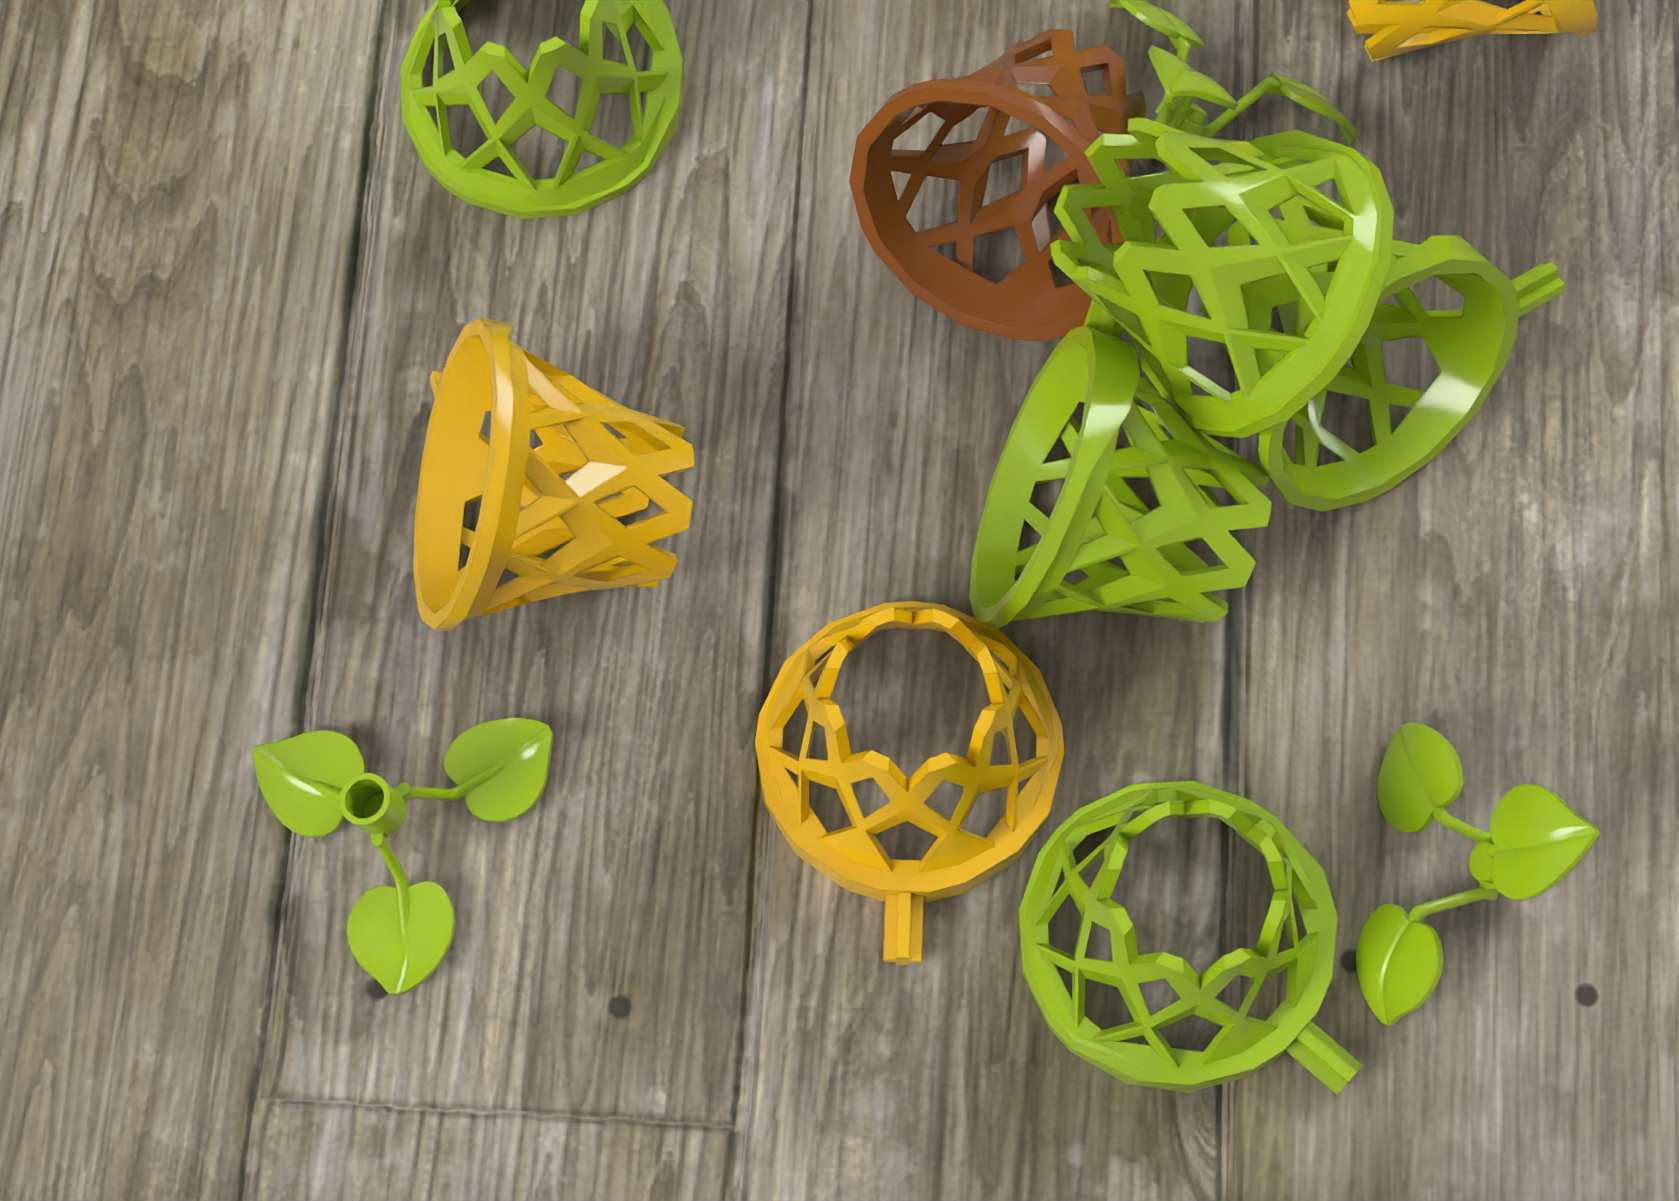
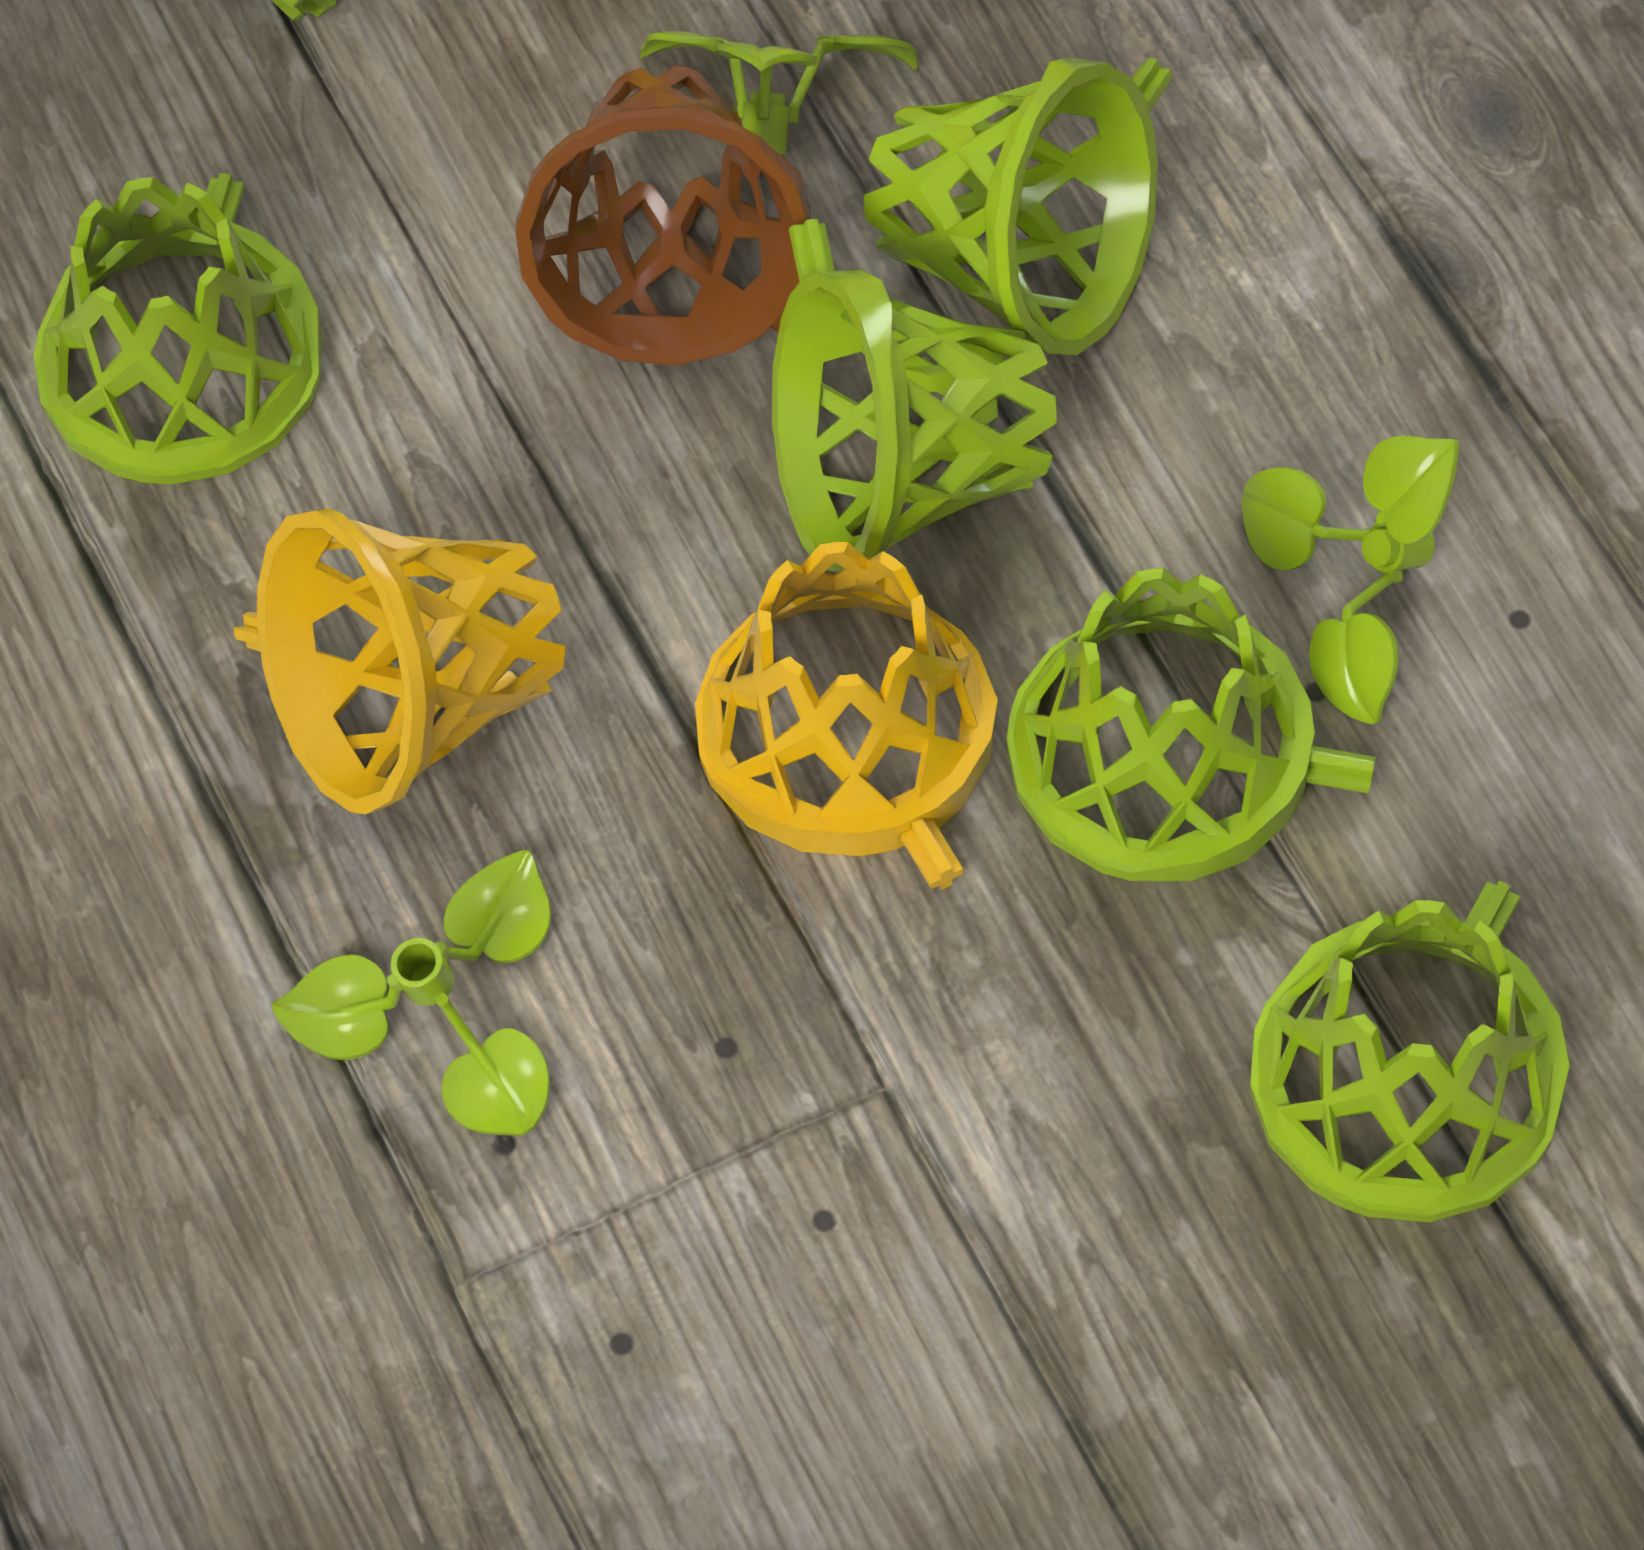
camera: 30 degrees left, 10 degrees down
(1150, 279) = (831, 183): lime piece -> none

